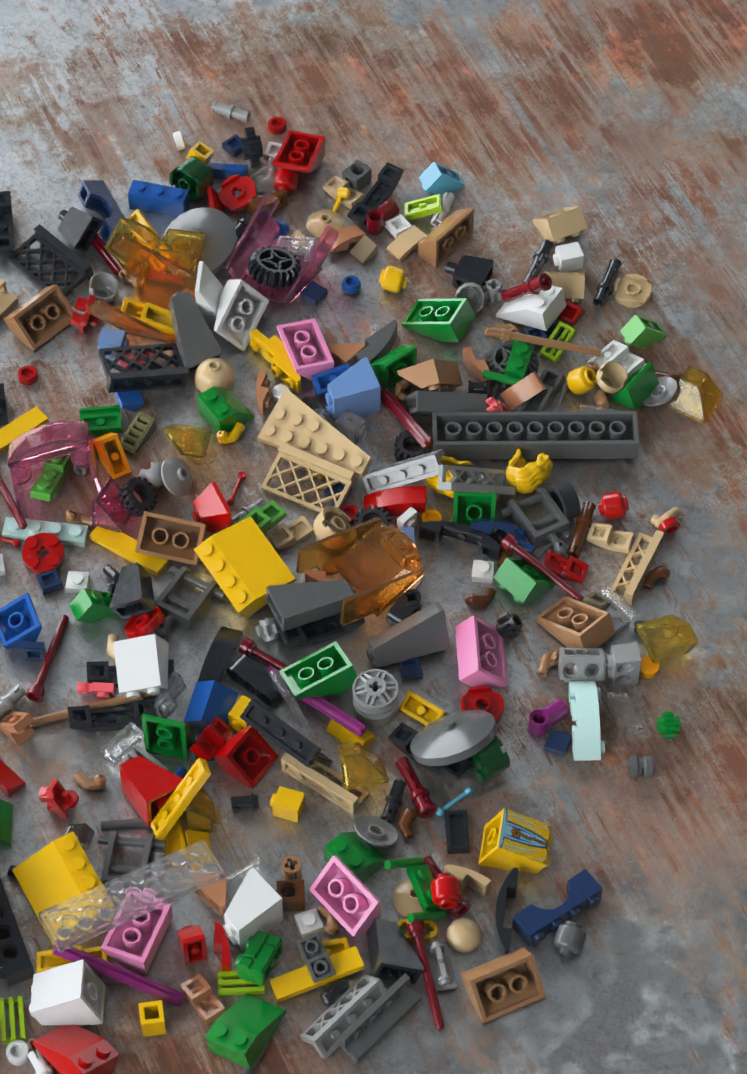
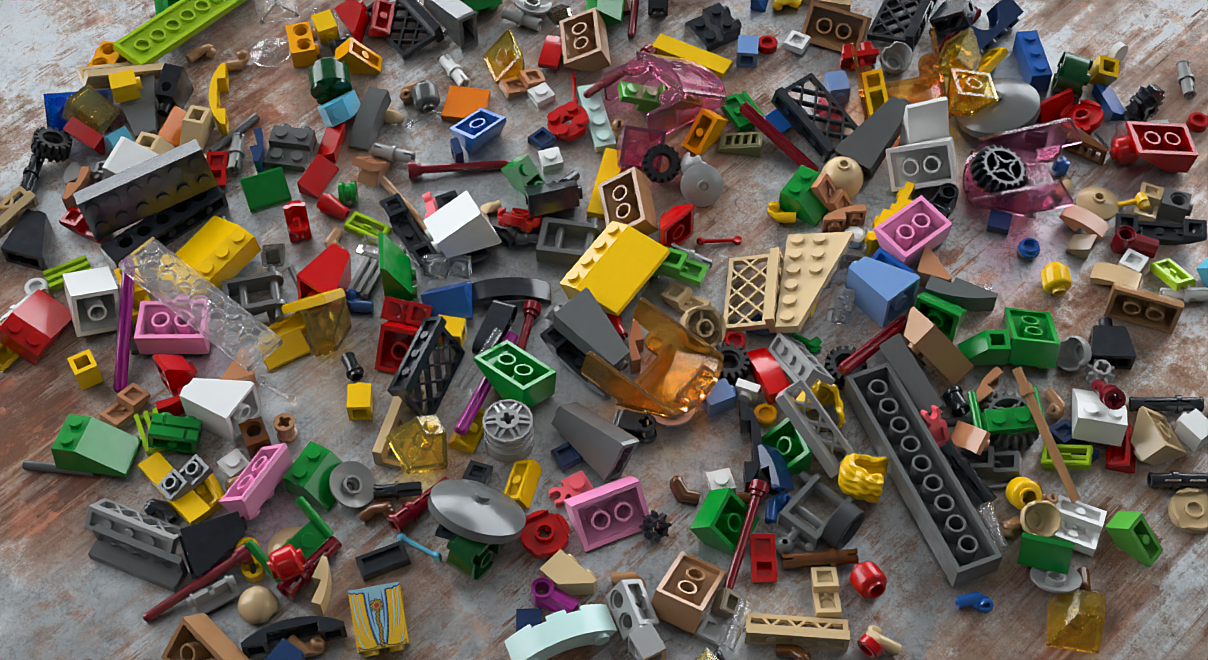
camera: 70 degrees right, 0 degrees up
(32, 390) = (747, 51): none -> medium blue brick
(37, 752) = (348, 192): none -> green wheel
(40, 351) = (797, 42): none -> white plate
(47, 770) = (332, 206): none -> red cone
(87, 754) = (361, 229): none -> lime tile
(150, 404) = (776, 136): none -> dark red axle
(189, 440) = (753, 181): clear yellow slope -> none
(236, 390) = (828, 193): none -> nougat slope
(276, 316) = (945, 199): none -> black piece
(378, 461) = (811, 345): none -> green hand
(441, 344) = (987, 348): none -> green slope
(444, 673) = (571, 486): none -> coral plate
(521, 902) = (311, 648): none -> medium nougat arm
(527, 699) = (569, 575): none -> tan slope
(549, 405) = (967, 472): none -> black pin
(654, 448) = (976, 600): none -> blue arm

